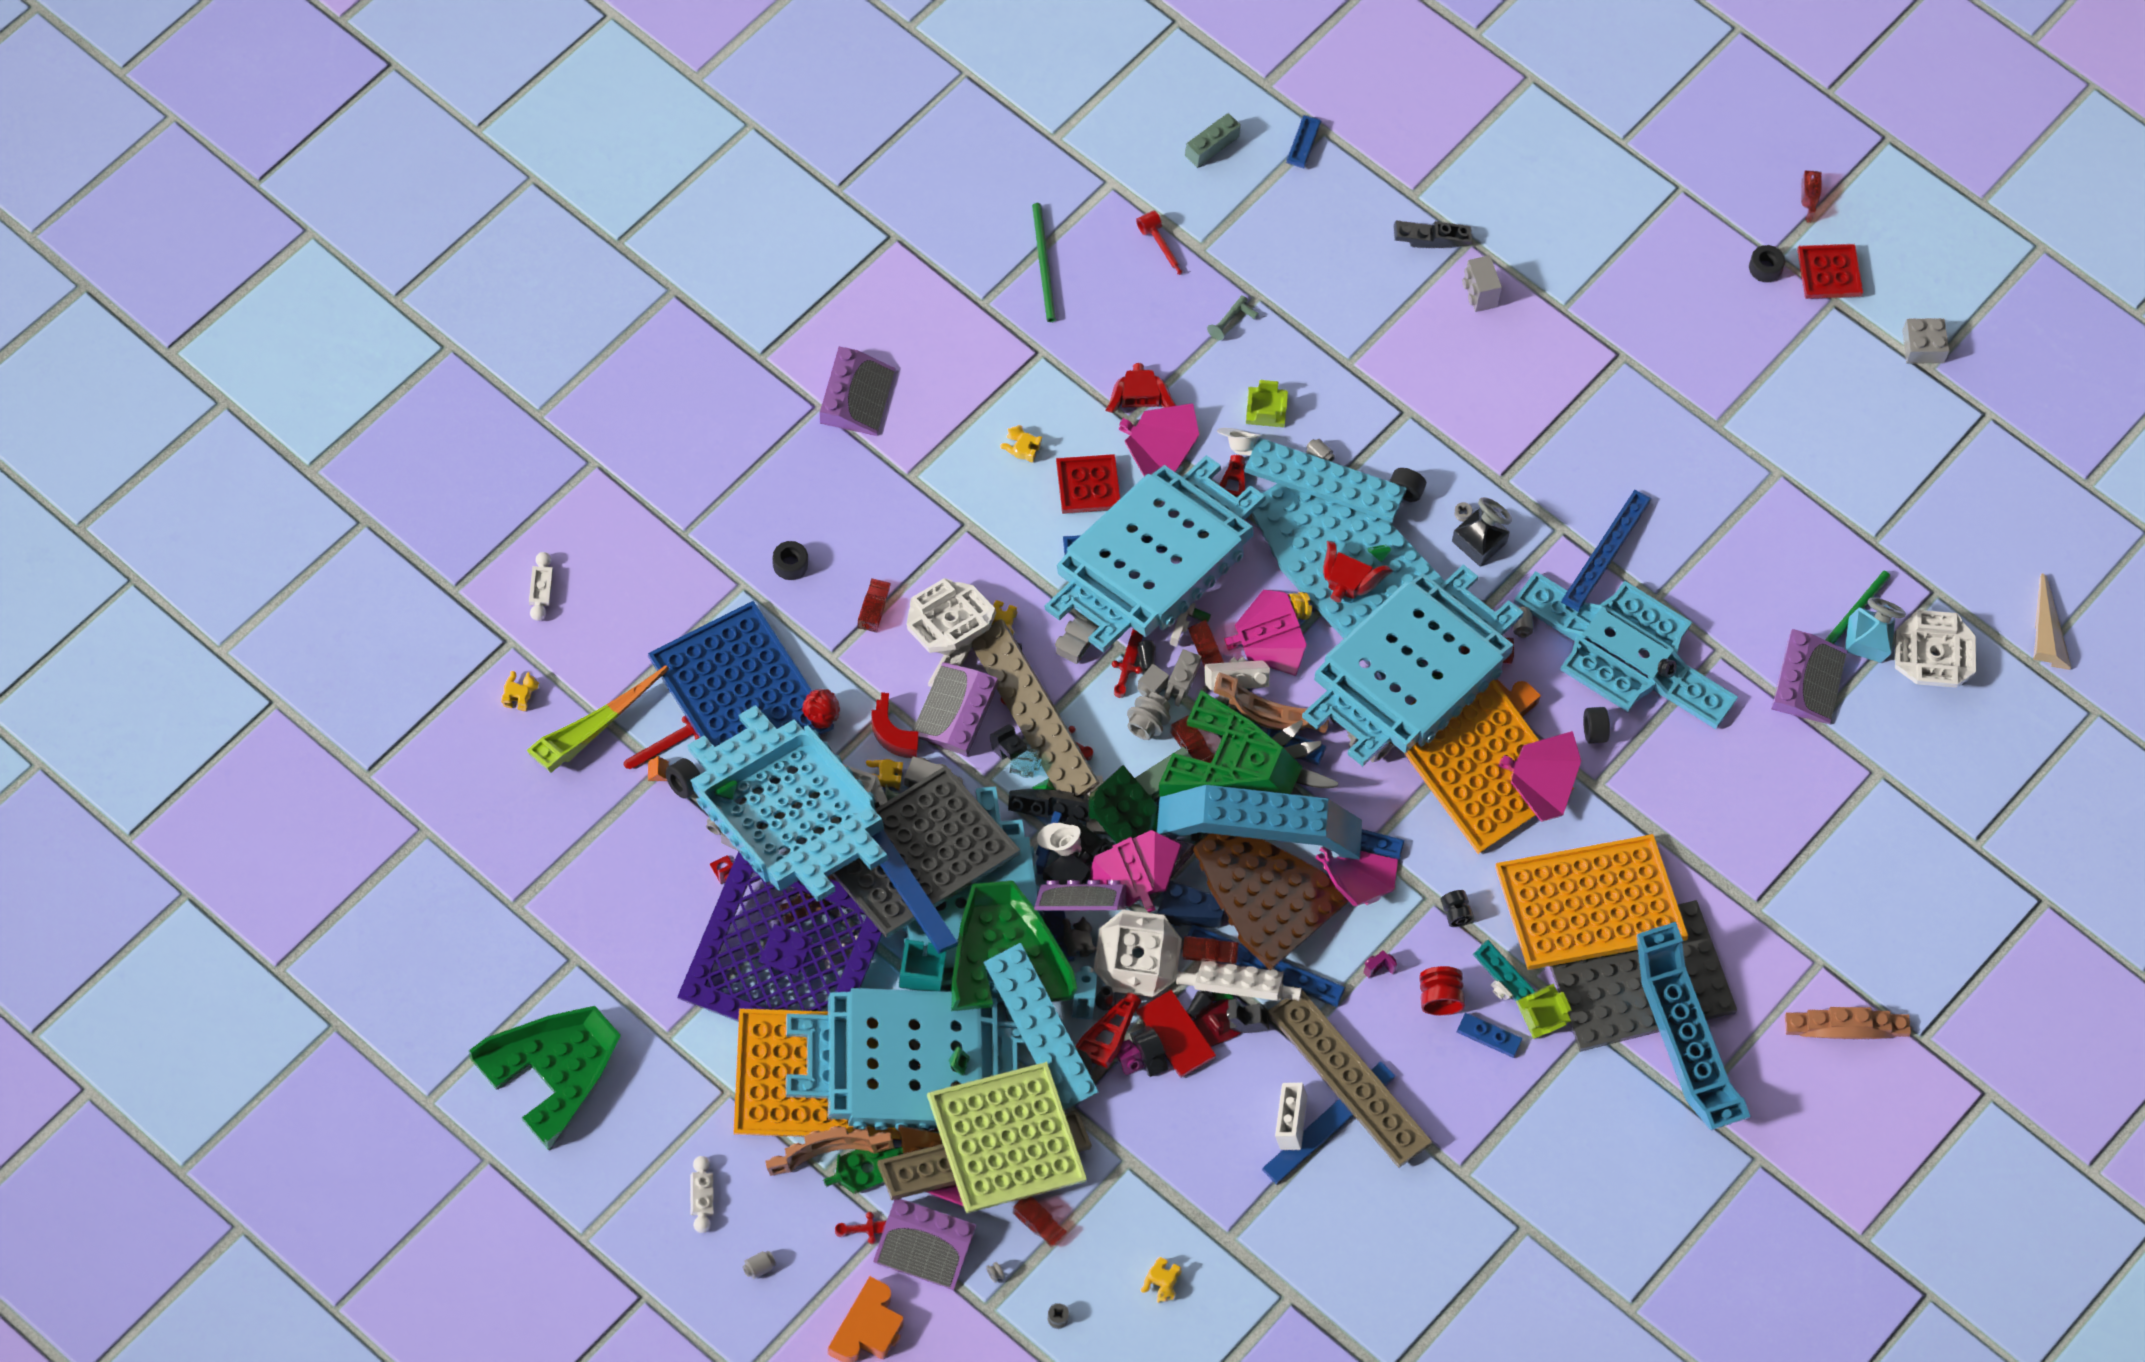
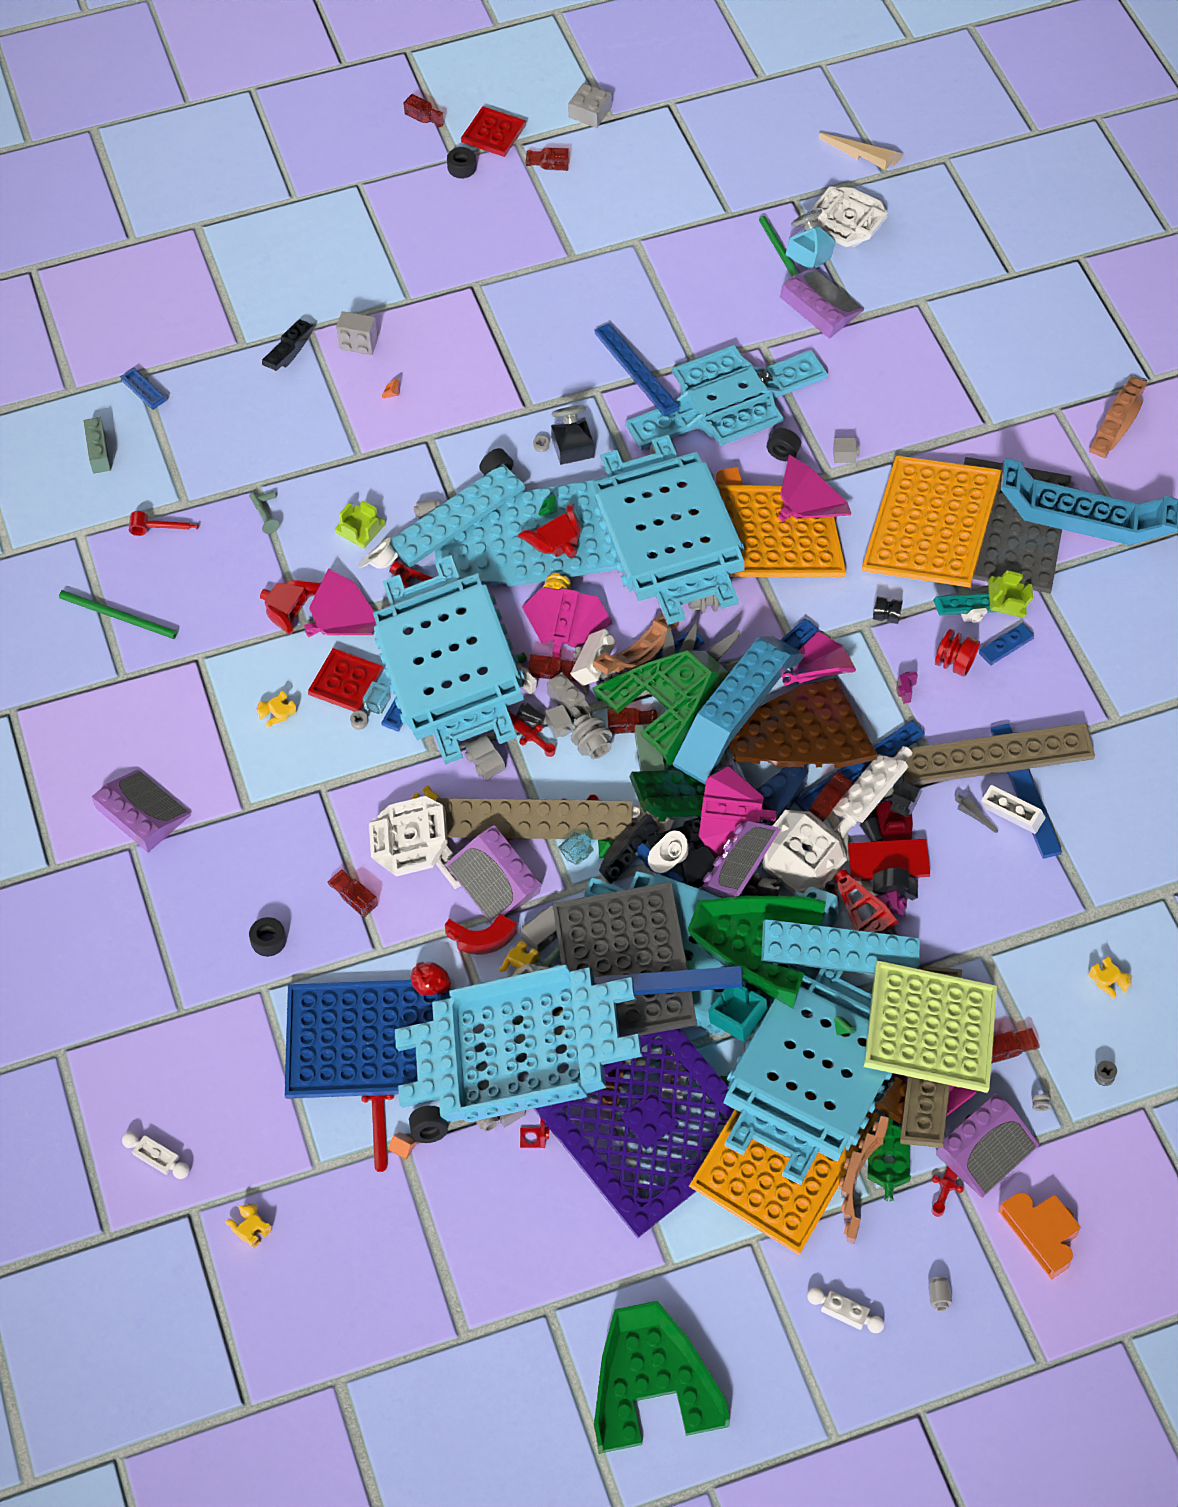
camera: 55 degrees left, 5 degrees down
(568, 741) = (329, 1203): lime plate -> none
(727, 790) = (469, 1088): green slope -> none
(1007, 743) = (552, 849): black brick -> none
(1054, 511) = (356, 715): none -> light grey bush
(1083, 517) = (376, 698): none -> clear light blue brick
(1277, 1079) = (968, 807): none -> dark grey piece
(1441, 350) = (391, 389): none -> orange slope
(1630, 785) = (845, 450): none -> light grey brick
(1827, 339) = (549, 158): none -> clear red piece

